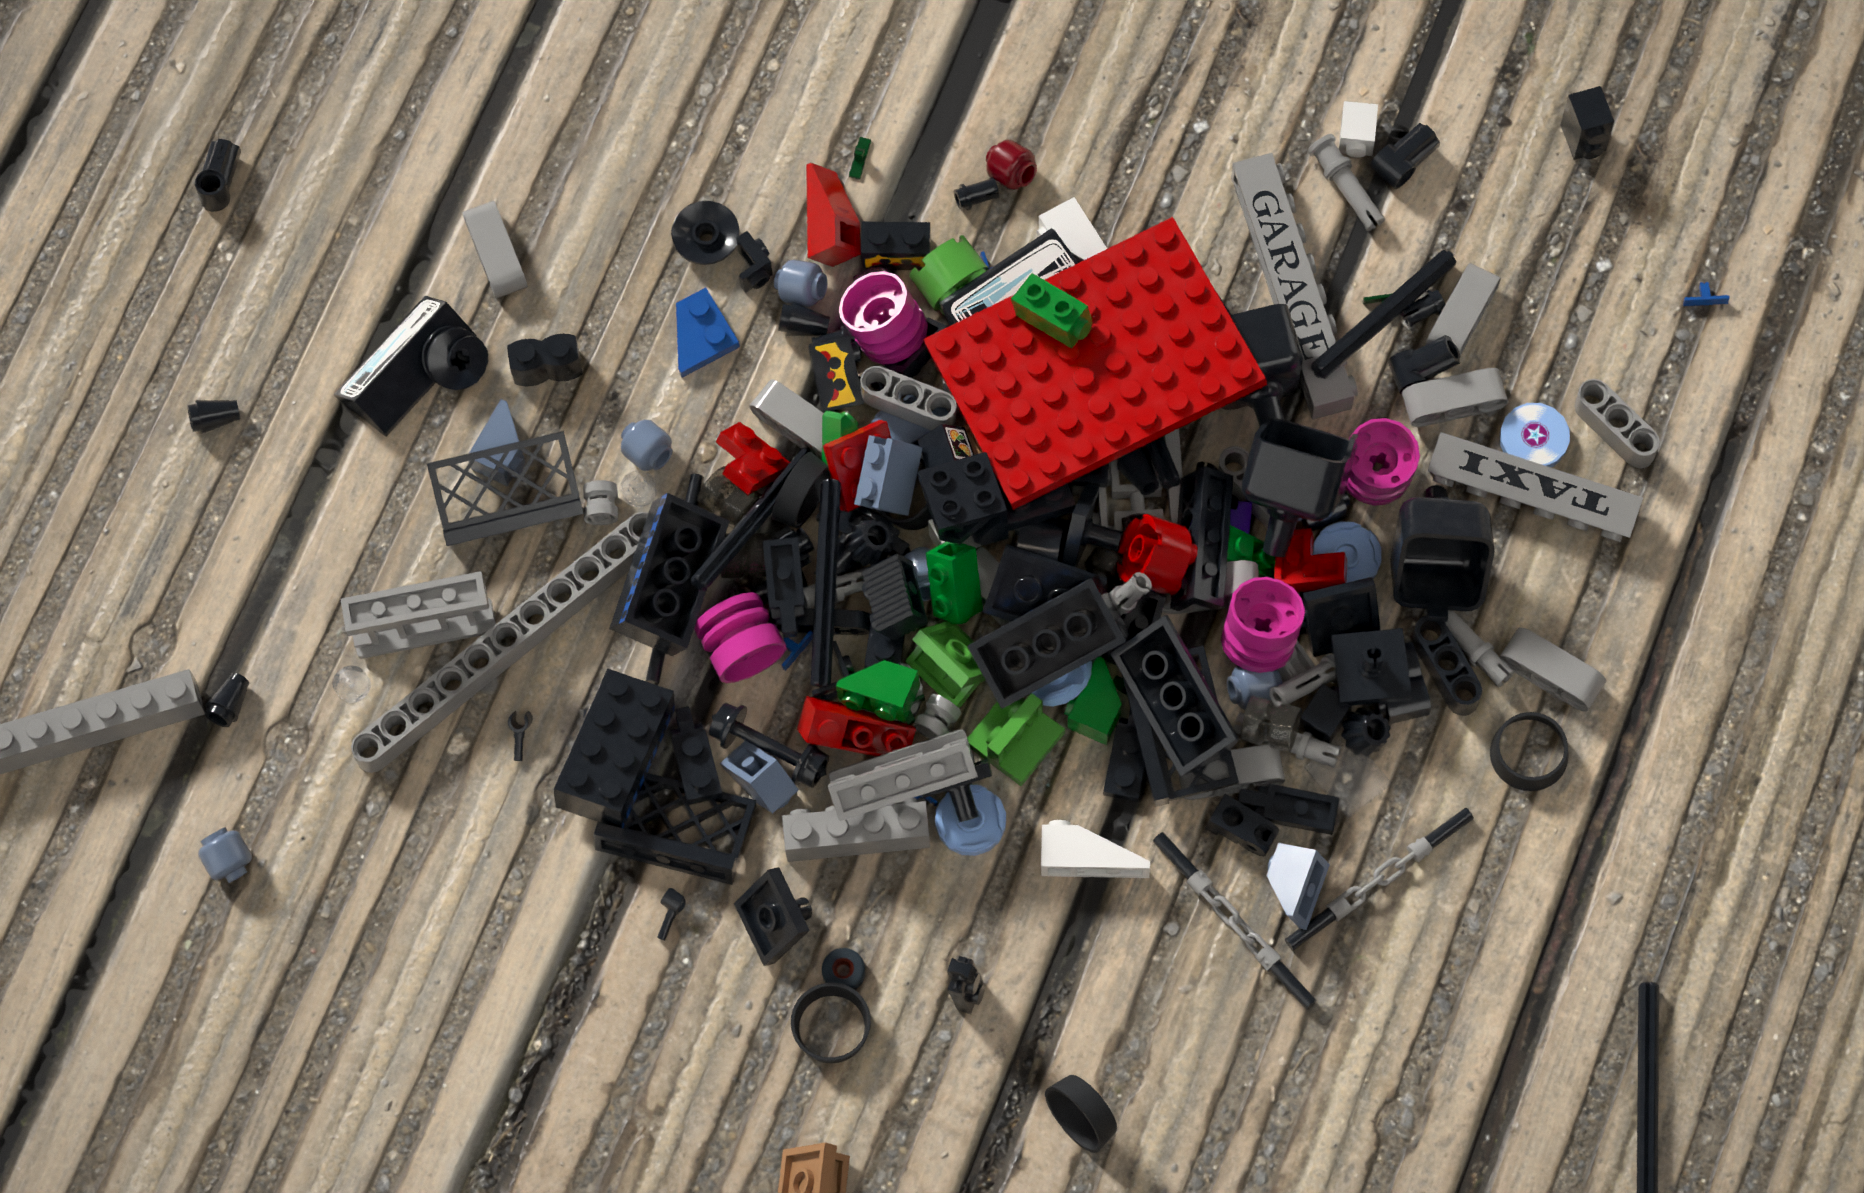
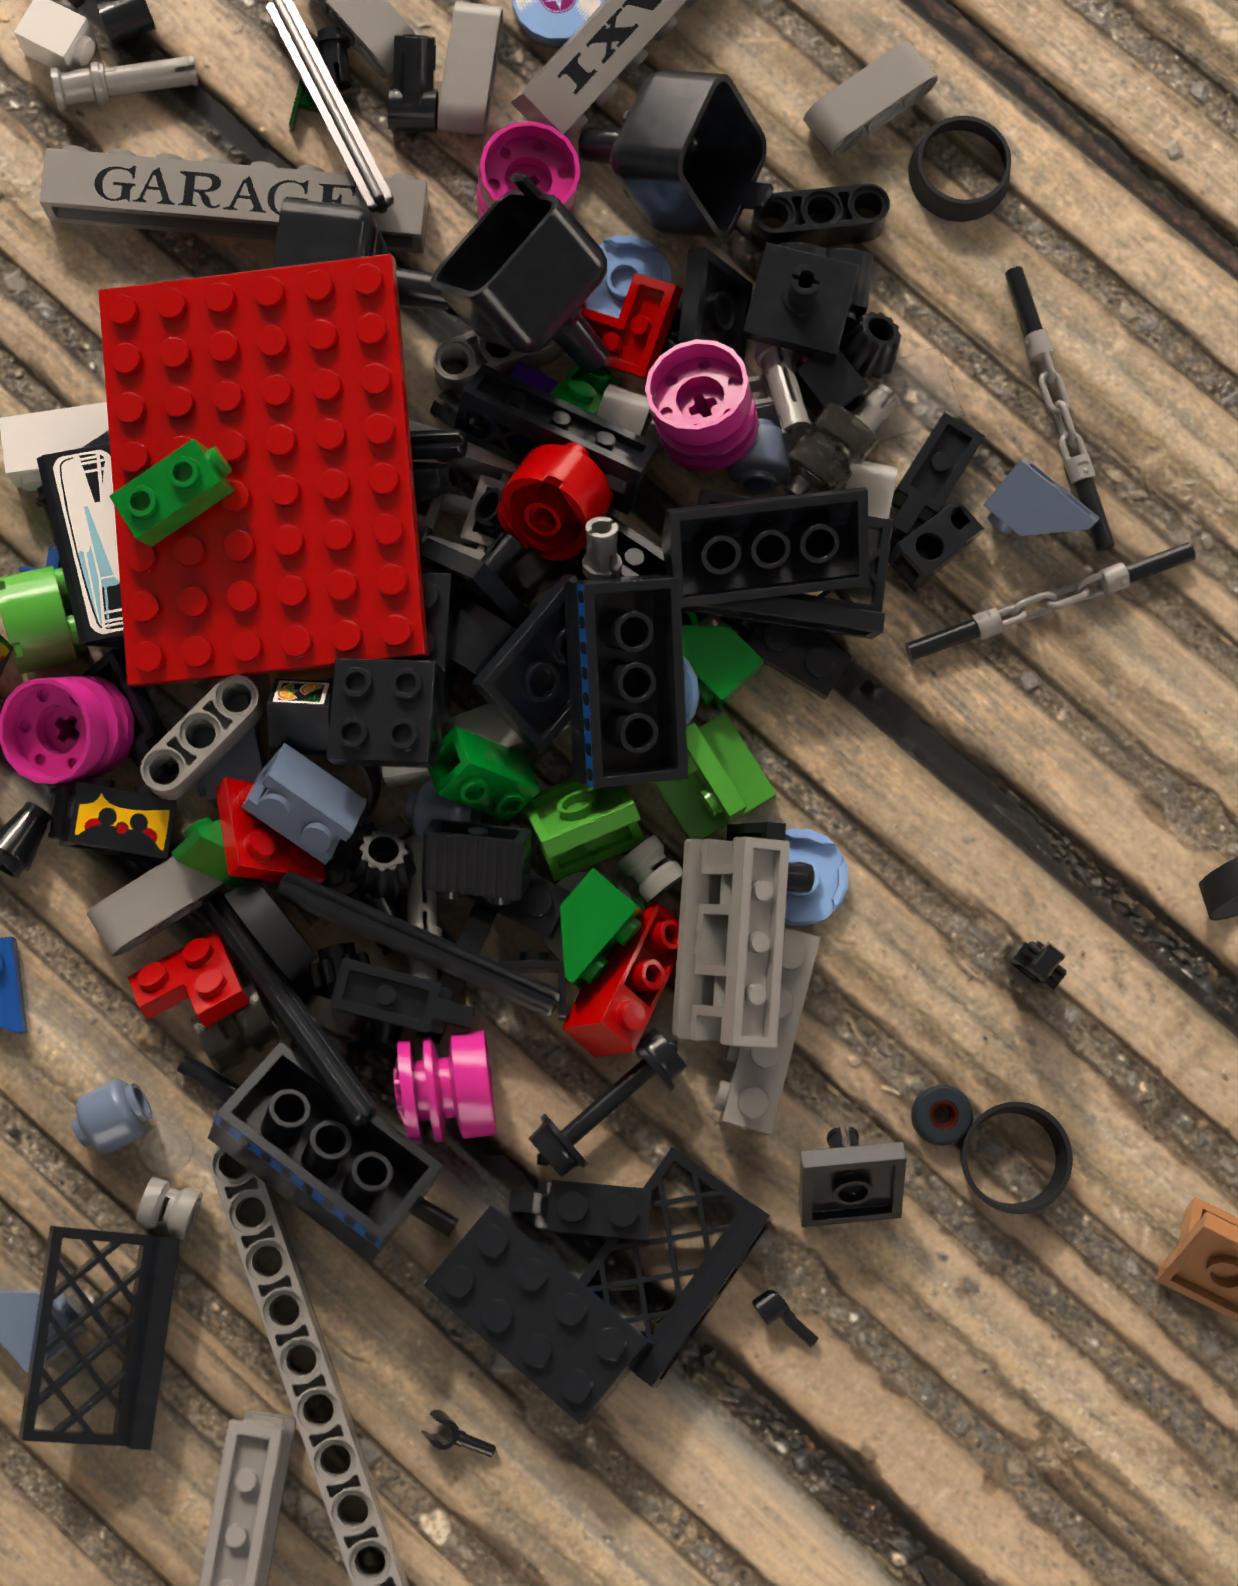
camera: 80 degrees left, 10 degrees up
(760, 776) = (643, 1131): sand blue slope -> none
(795, 649) = (480, 1018): blue piece -> none
(1081, 853) = (898, 757): white slope -> none
(1479, 652) = (818, 171): light grey pin -> none

